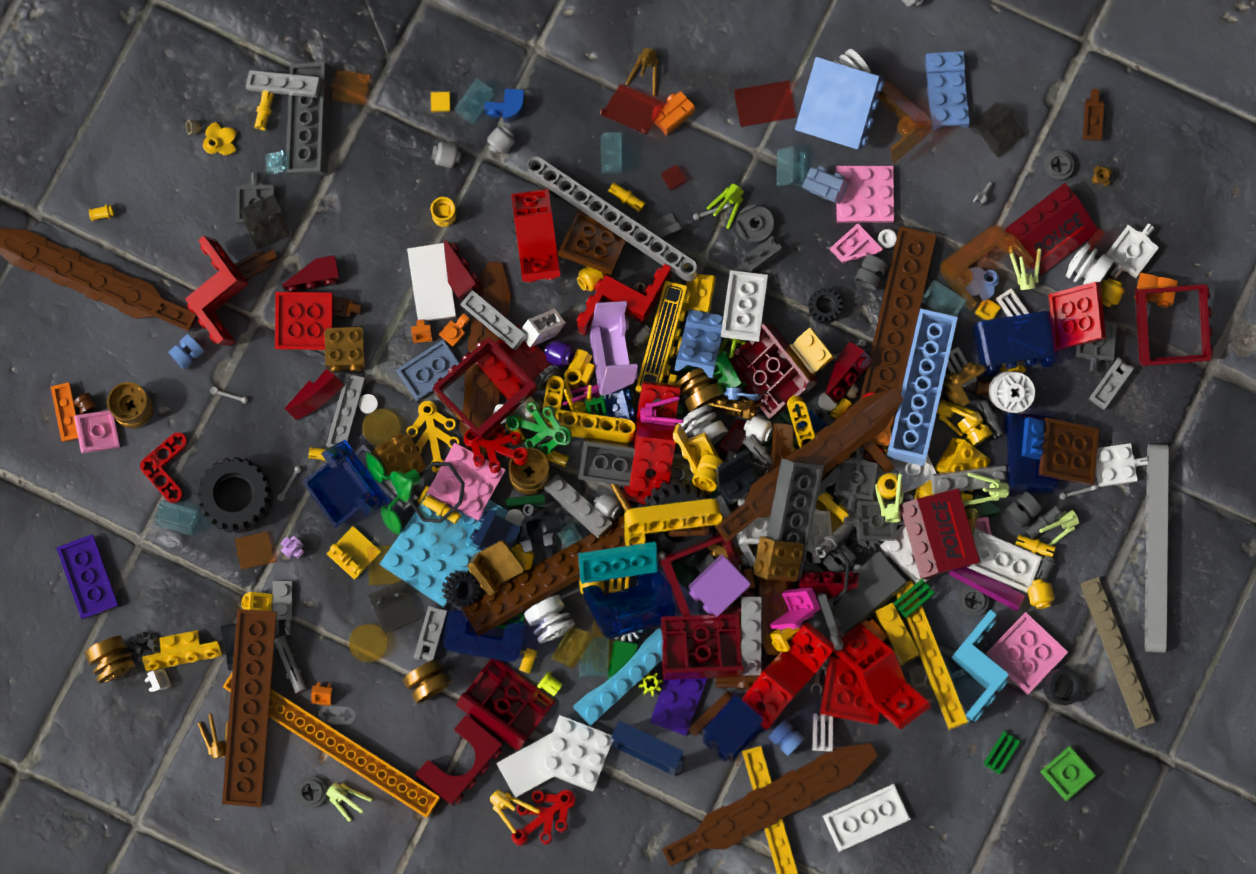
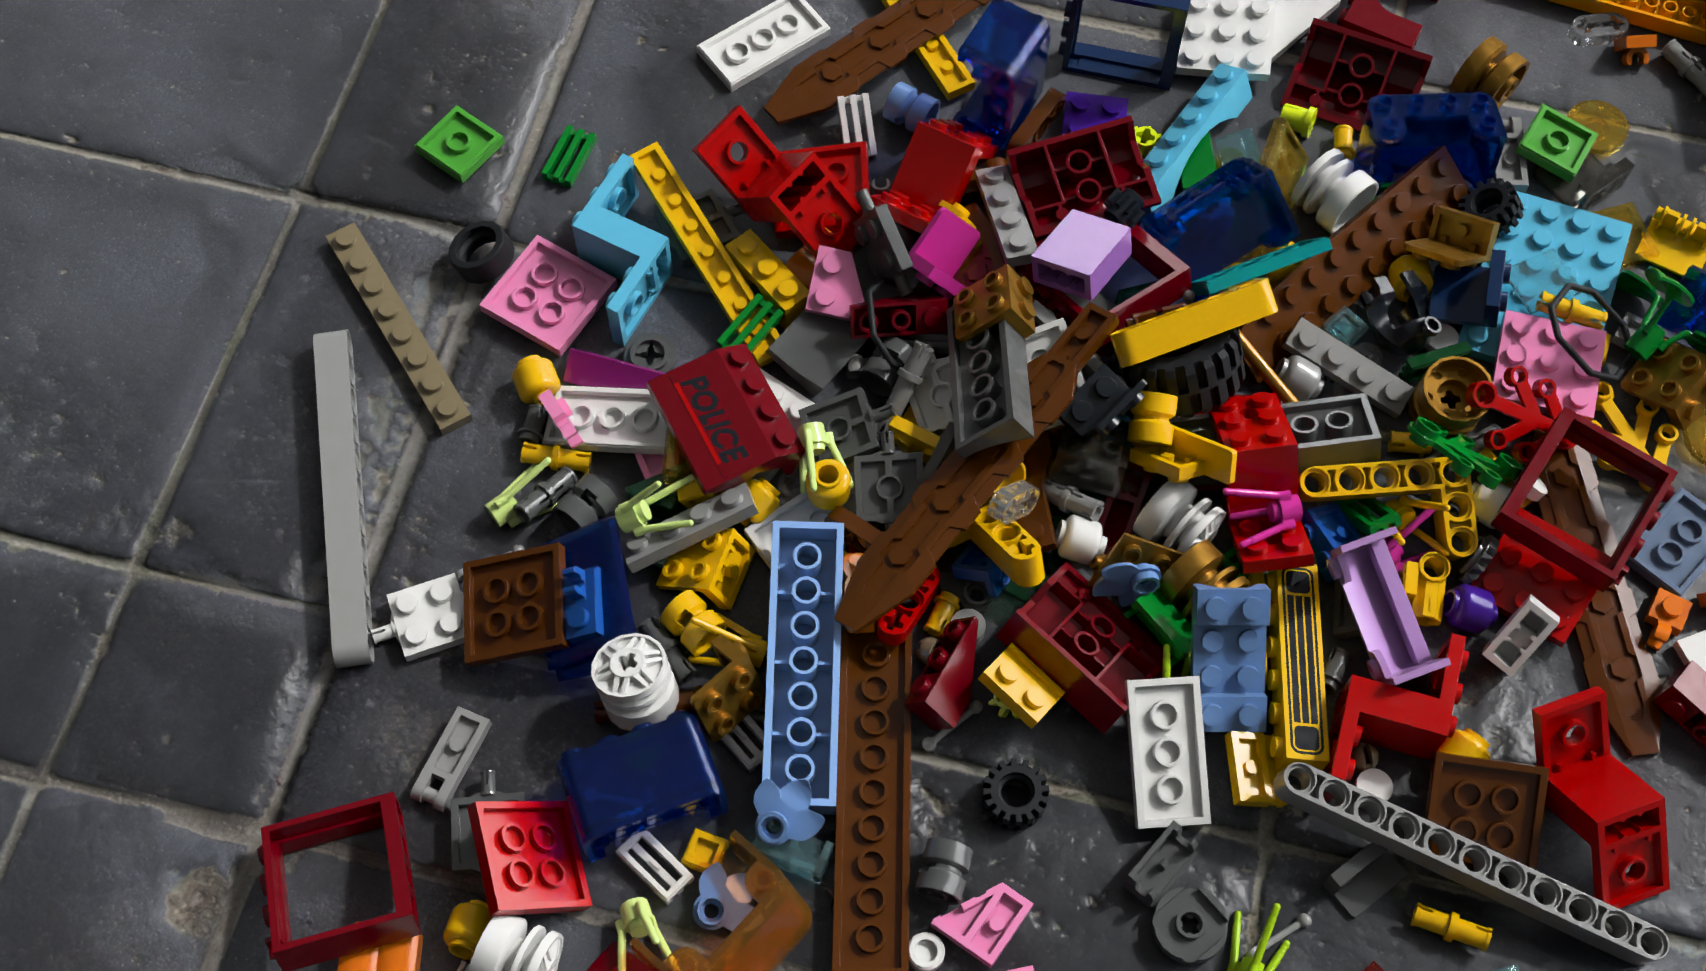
camera: 165 degrees right, 15 degrees down
(401, 630) = (1556, 143): none -> bright green plate
(493, 320) = (1612, 631): light grey plate -> none
(640, 273) = (1375, 782): none -> white tile
(687, 610) = (1124, 207): none -> black gear
(795, 442) = (1013, 502): none -> clear beam
(861, 608) = (834, 284): none -> bright pink wing
(946, 309) = (790, 808): none -> medium blue plate
(1030, 560) = (559, 413): none -> bright pink plate

